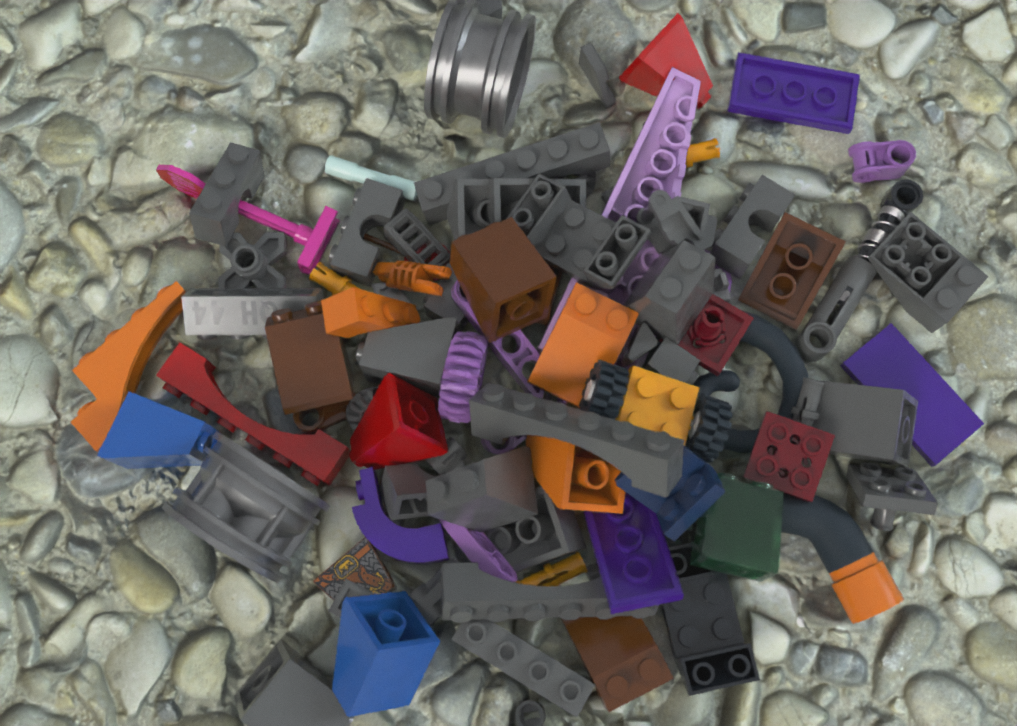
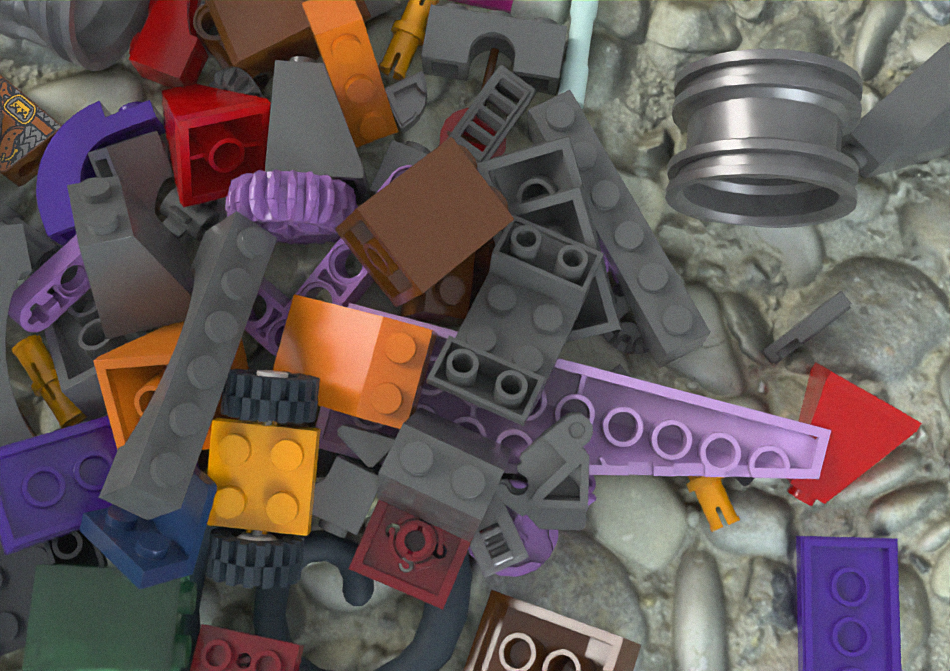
camera: 80 degrees right, 5 degrees up
(412, 276) = (433, 114): orange hinge -> none
(761, 207) = (644, 607): dark grey arch -> none

